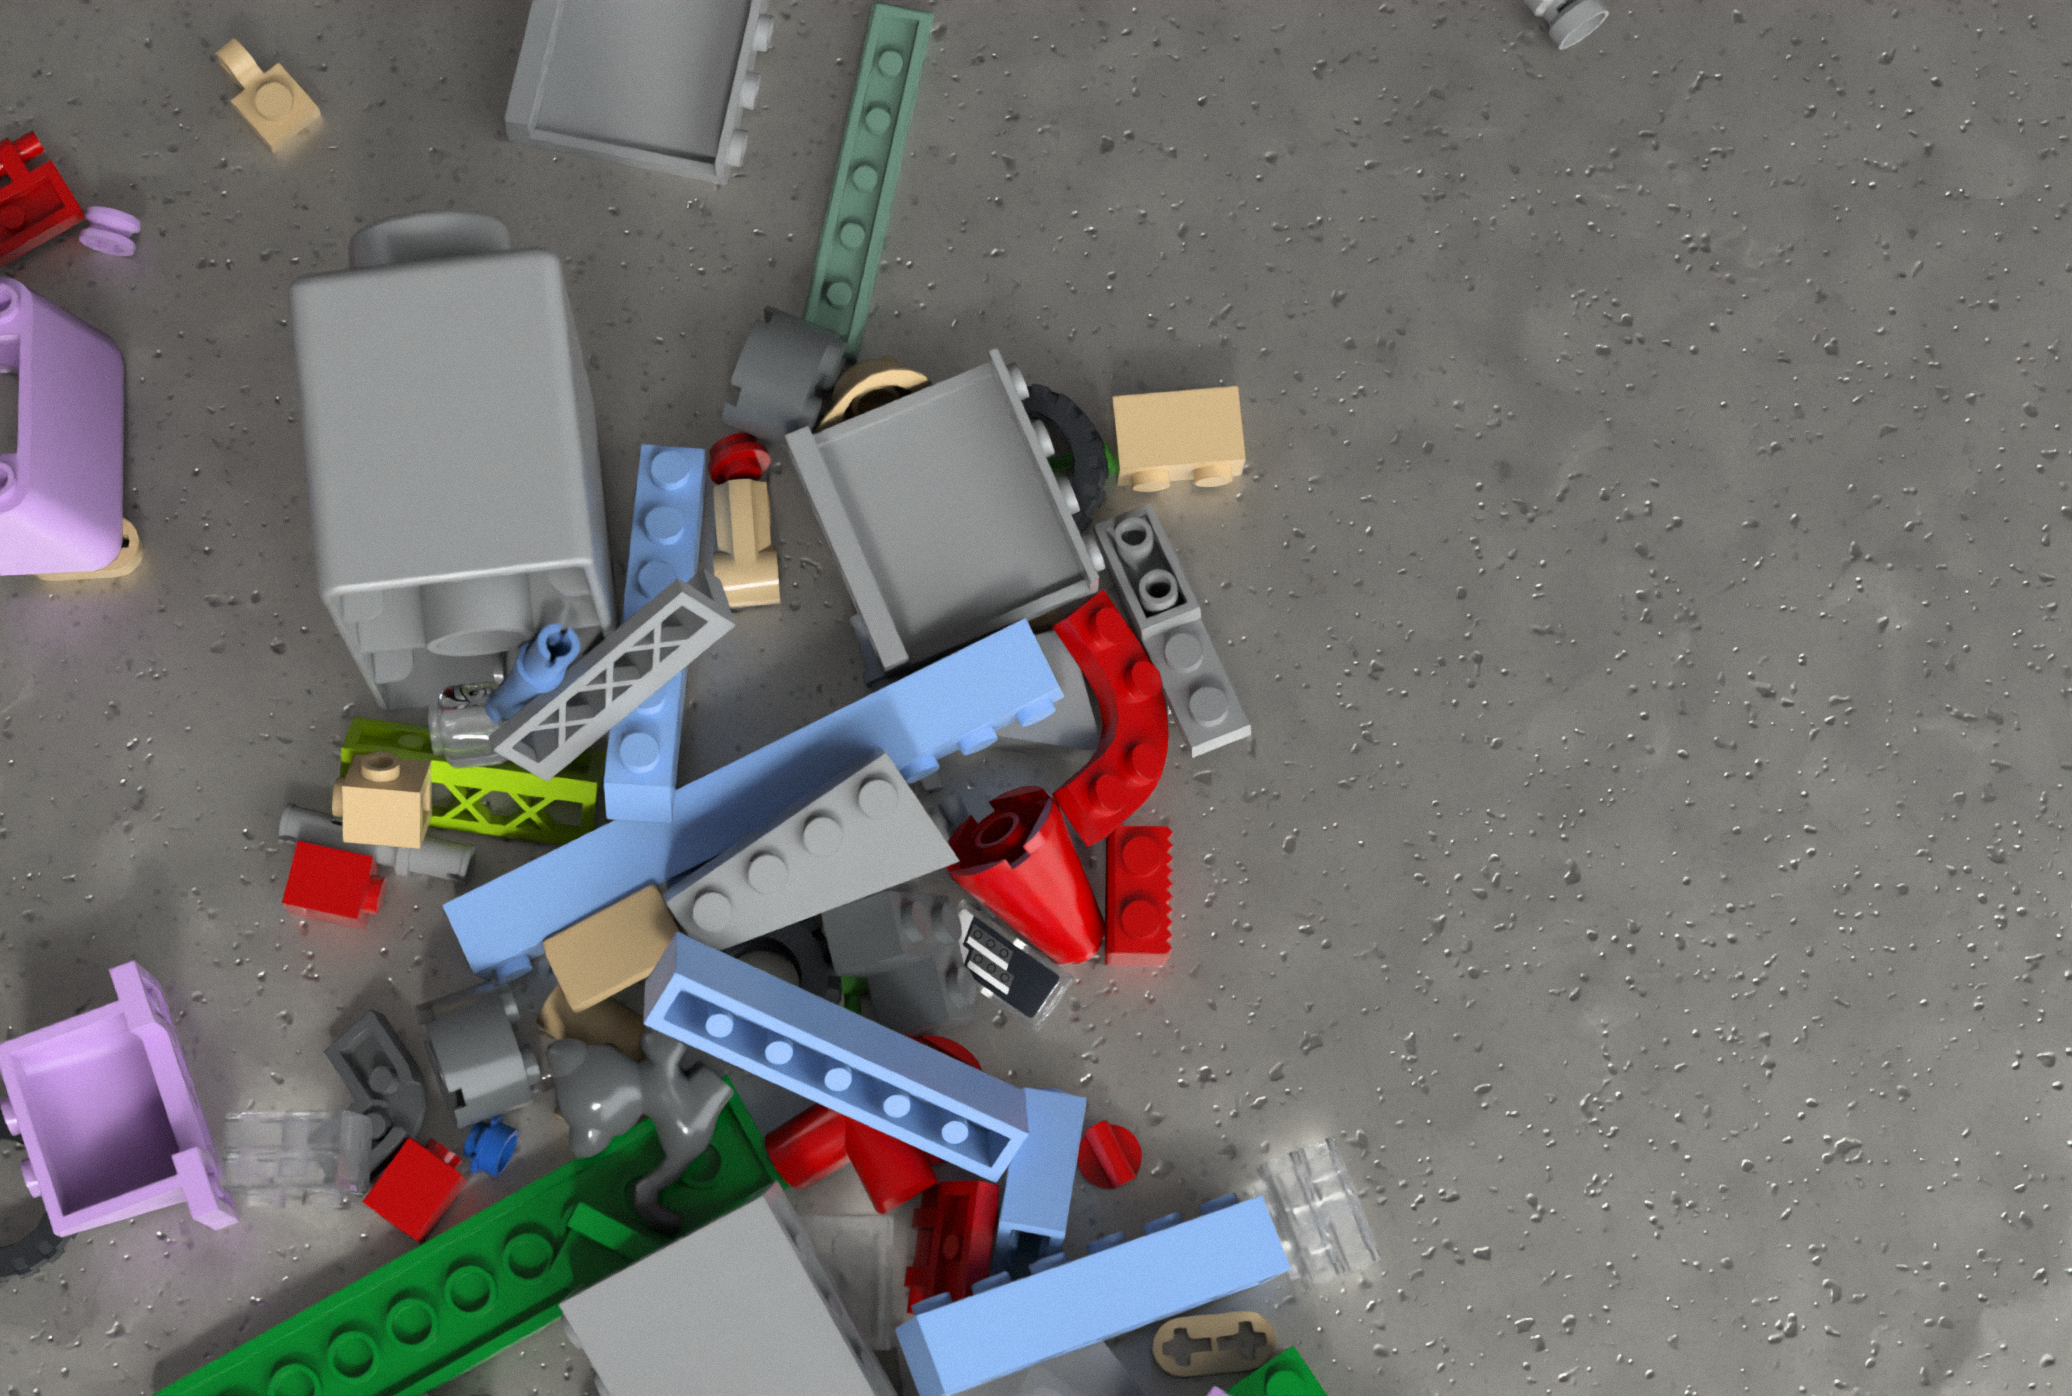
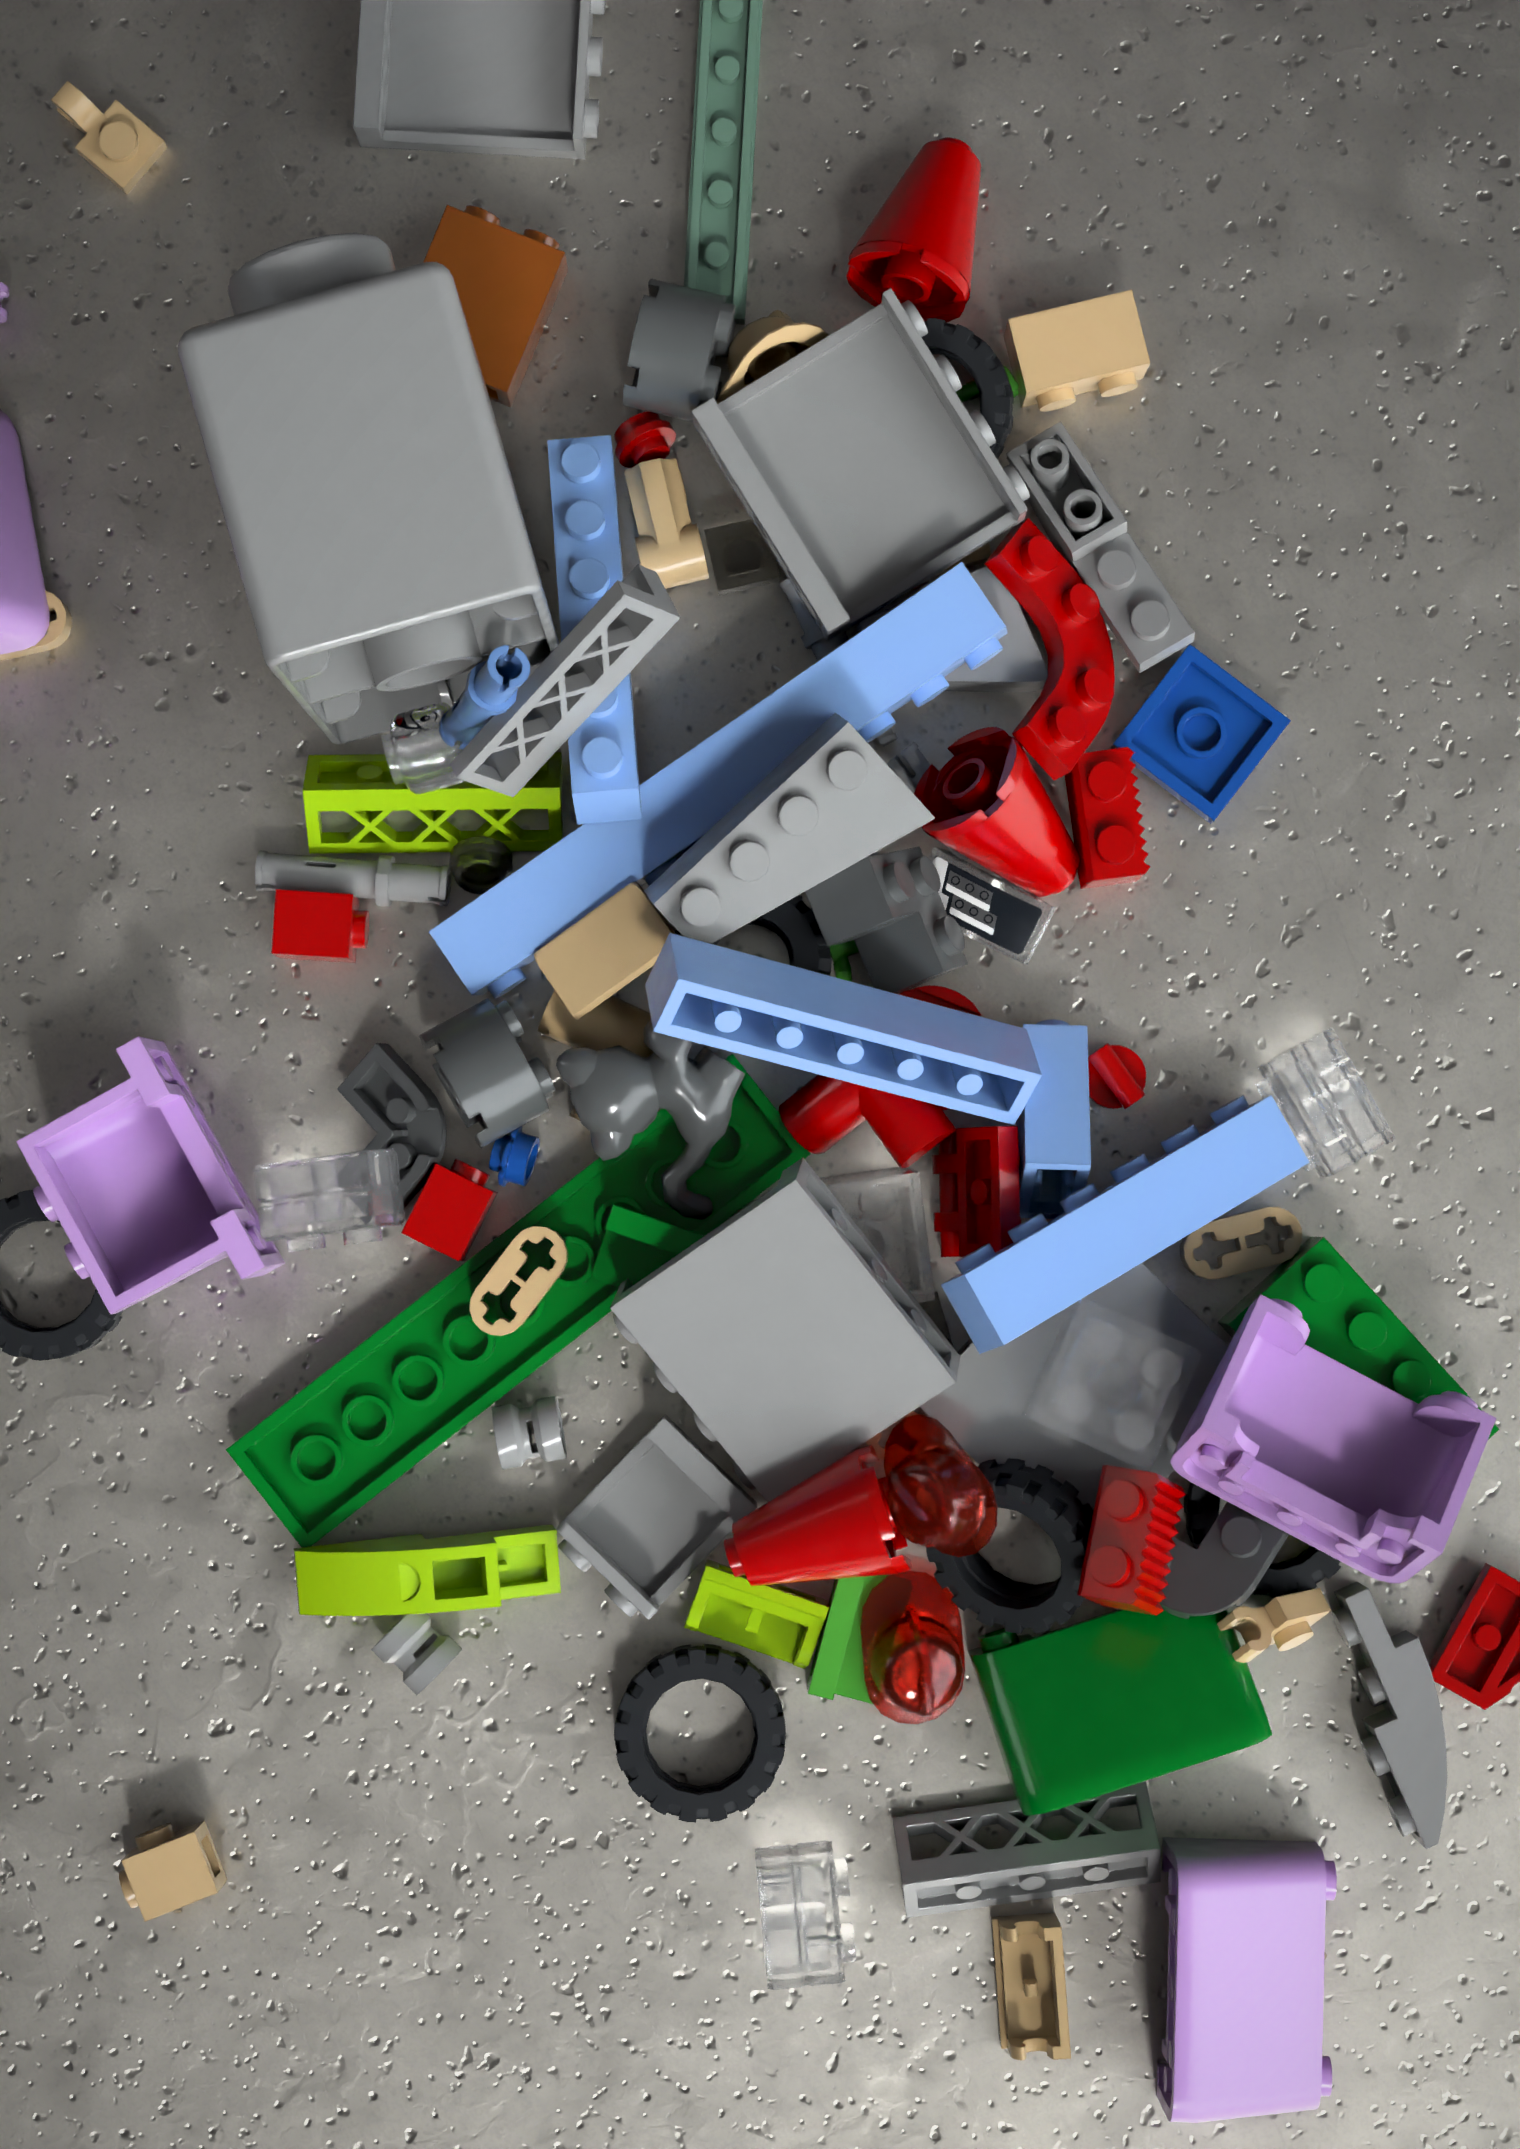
camera: 10 degrees left, 10 degrees up
(384, 800) = (354, 836): tan brick -> none
(462, 1256) = (506, 1270): none -> tan beam
(505, 846) = (480, 863): none -> clear smoke plate
(618, 298) = (504, 289): none -> dark orange brick
(814, 588) = (740, 557): none -> clear smoke plate
(1043, 304) = (924, 234): none -> red cone
(1246, 827) = (1201, 733): none -> blue plate

